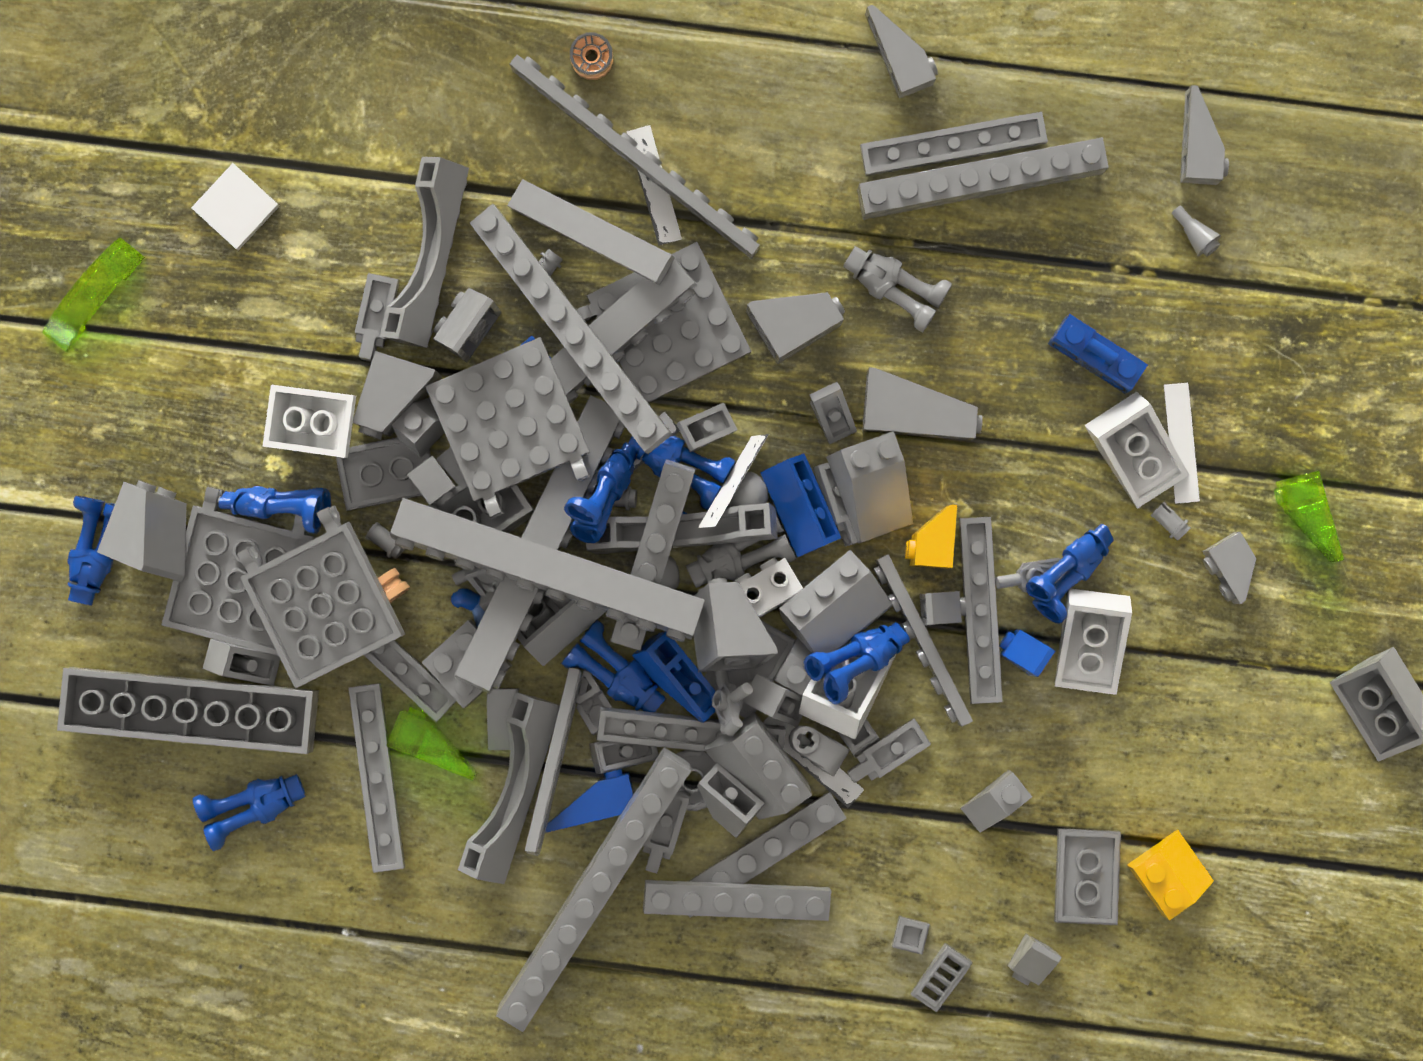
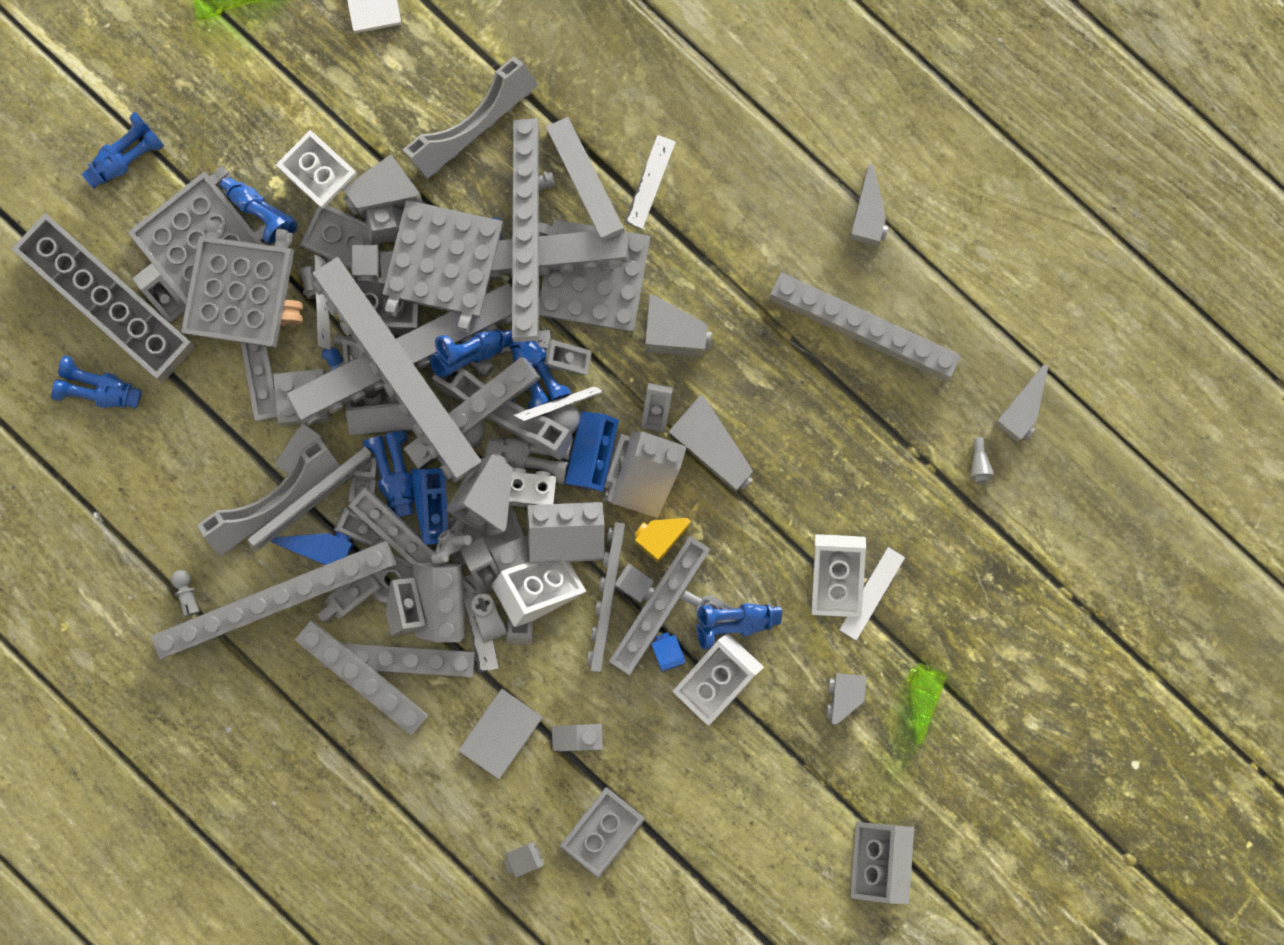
camera: 40 degrees right, 5 degrees down
(147, 531) = (163, 165): light grey slope -> none
(376, 778) = (190, 429): light grey plate -> none
(377, 295) = (420, 123): light grey hinge -> none
(418, 556) = (323, 322): none -> white sticker
(425, 741) = (239, 429): clear neon green slope -> none
(467, 323) = (463, 182): light grey slope -> none
(482, 935) = (181, 580): none -> light grey pin
(582, 47) = (669, 61): light nougat wheel -> none
(626, 148) = (654, 163): light grey plate -> none
(874, 652) = (568, 578): blue piece -> none
(882, 274) = (755, 343): light grey piece -> none
(890, 752) = (532, 654): light grey hinge -> none
(910, 935) = (458, 785): light grey tile -> none
(915, 853) = (500, 734): none -> light grey tile
(953, 143) = (862, 292): light grey plate -> none
(964, 964) = (479, 827): light grey slope -> none
(1097, 354) = (857, 494): blue piece -> none
(1170, 521) = (827, 638): light grey pin -> none
(1171, 875) = (658, 871): yellow slope -> none

